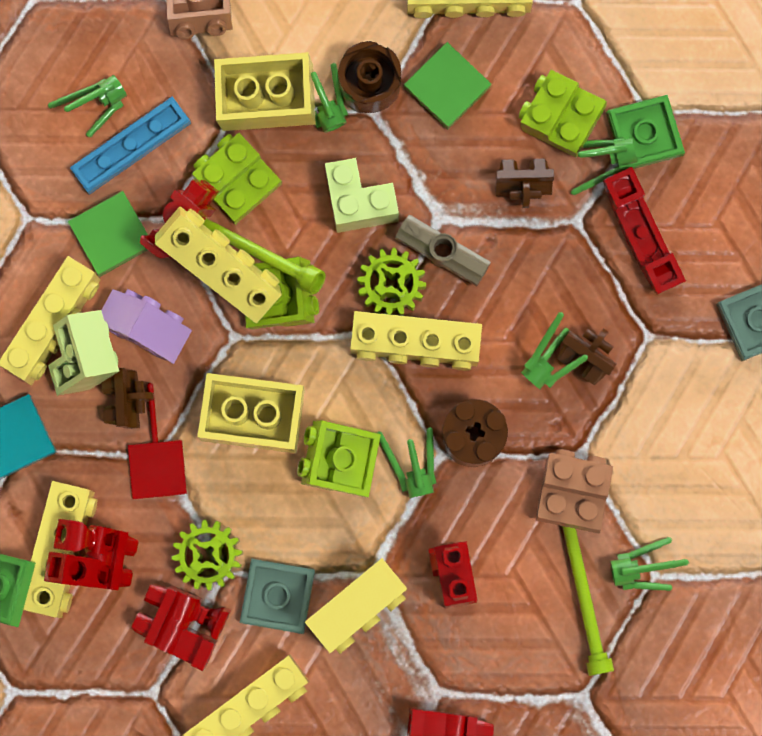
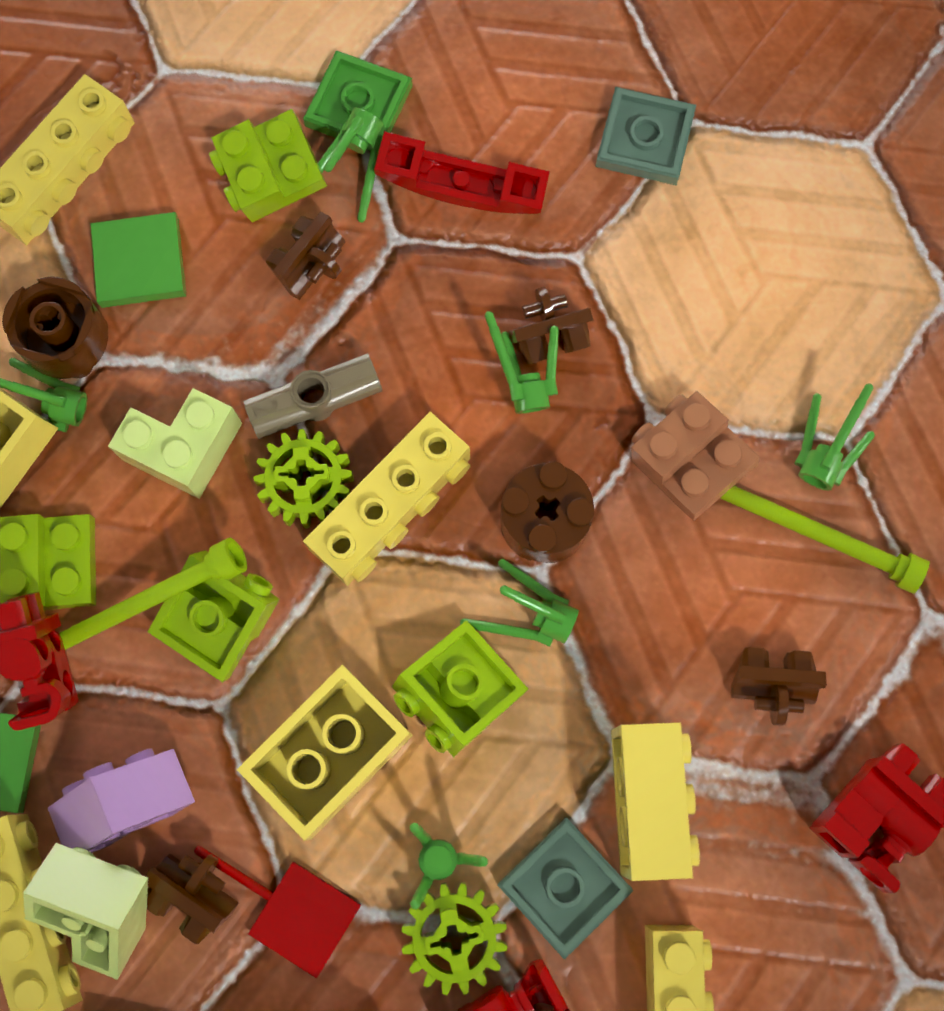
camera: 50 degrees left, 5 degrees down
(218, 264) = (115, 655): light yellow brick -> none
(239, 515) = (438, 862): none -> bright green plant
(455, 573) = (707, 656): red hips -> none
(473, 635) = (778, 688): none -> reddish brown hips

